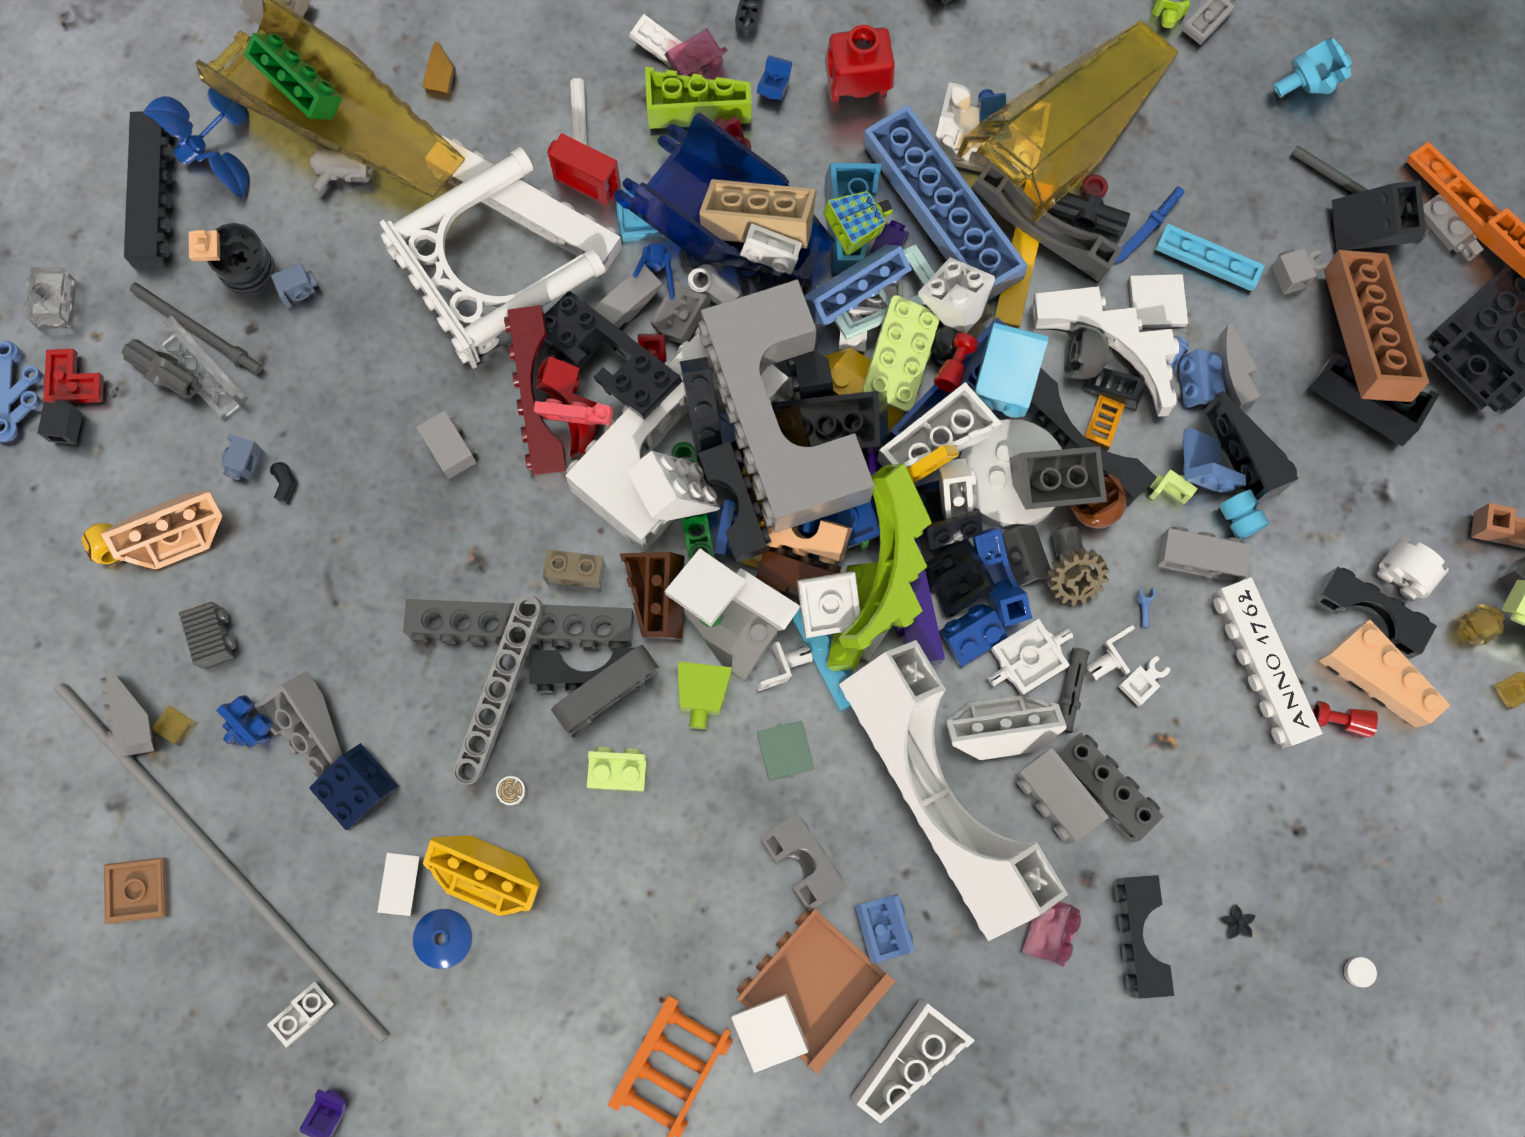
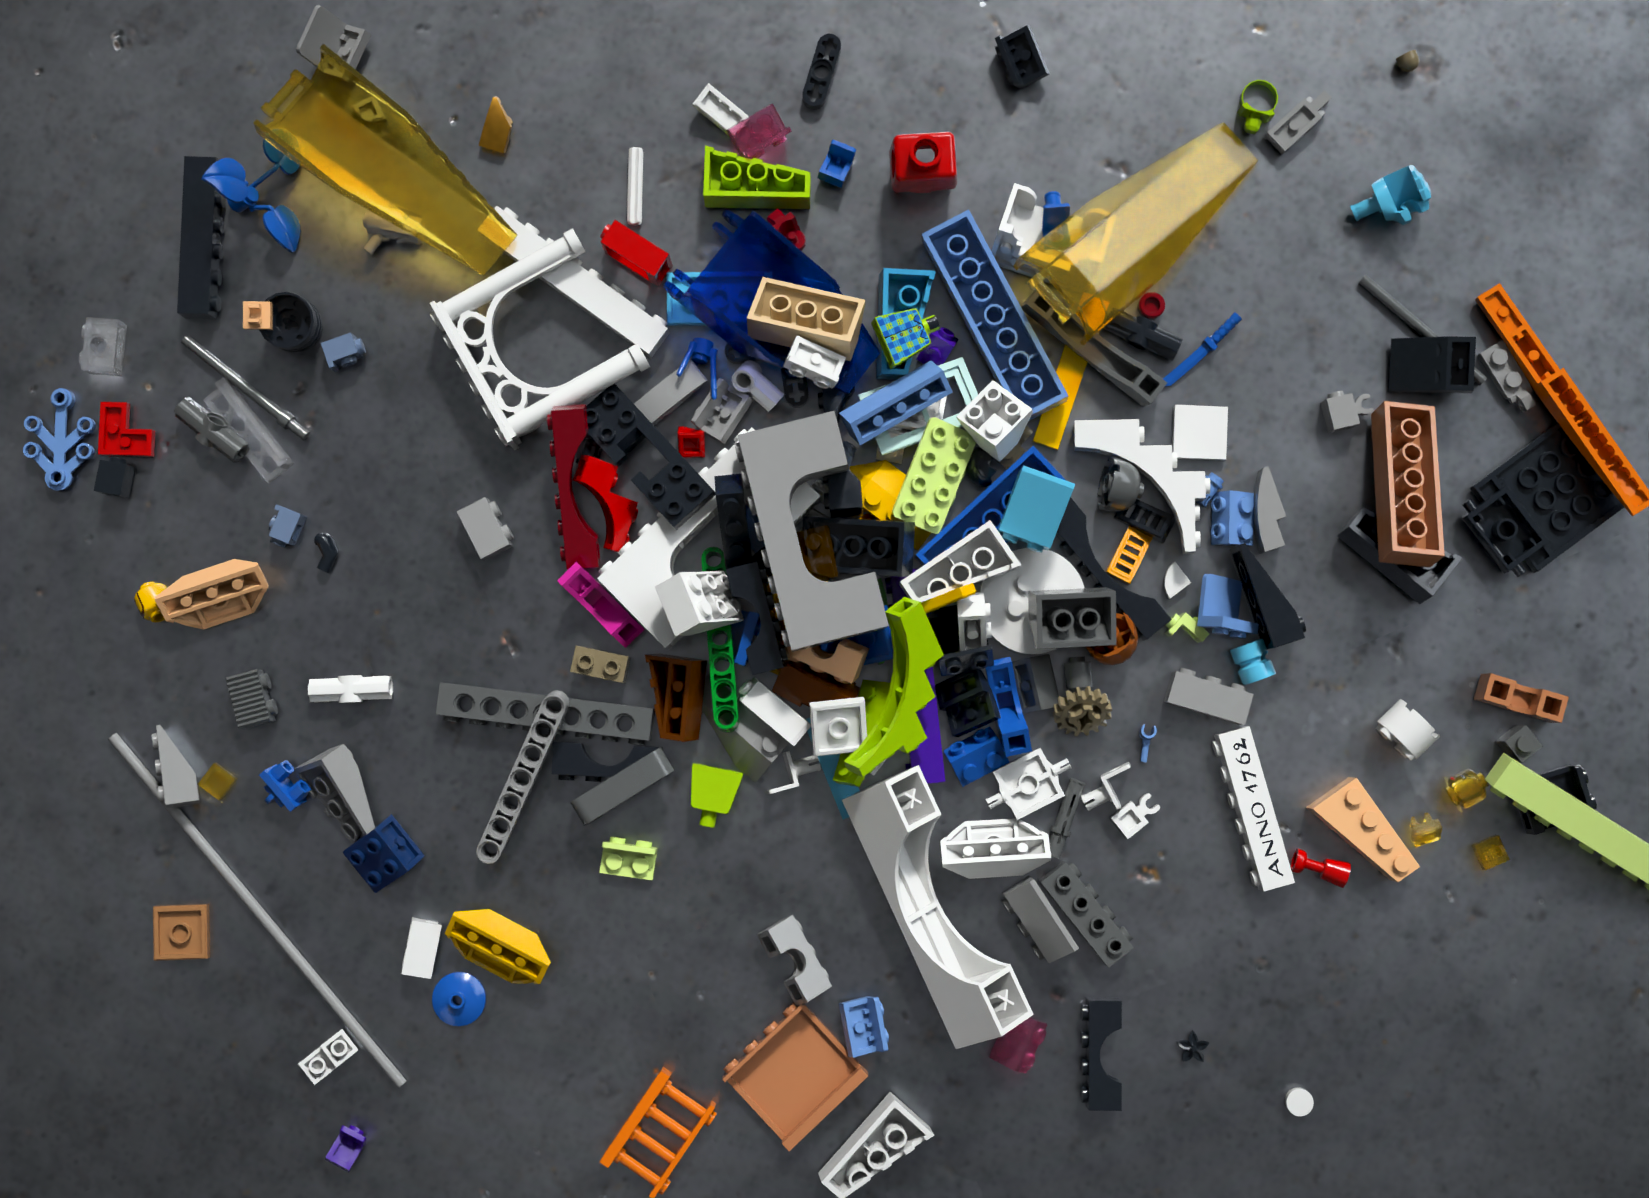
camera: 10 degrees right, 10 degrees up
(293, 76) = (348, 133): green brick -> none
(312, 616) = (350, 689): none -> white piece
(511, 791) = (529, 869): tile -> none
(569, 509) = (600, 604): none -> dark pink arch
(574, 413) = (612, 514): coral hinge -> none
(705, 587) = (722, 699): white tile -> none
(770, 1033) = (750, 1110): white tile -> none
(785, 750) = (788, 852): sand green piece -> none
(952, 371) = (981, 501): red piece -> none
(1153, 443) = (1174, 580): none -> white tile
(1210, 257) = (1257, 391): medium azure plate -> none
(1403, 627) = (1392, 787): black arch -> none
(1446, 673) = (1425, 832): none -> clear yellow tile

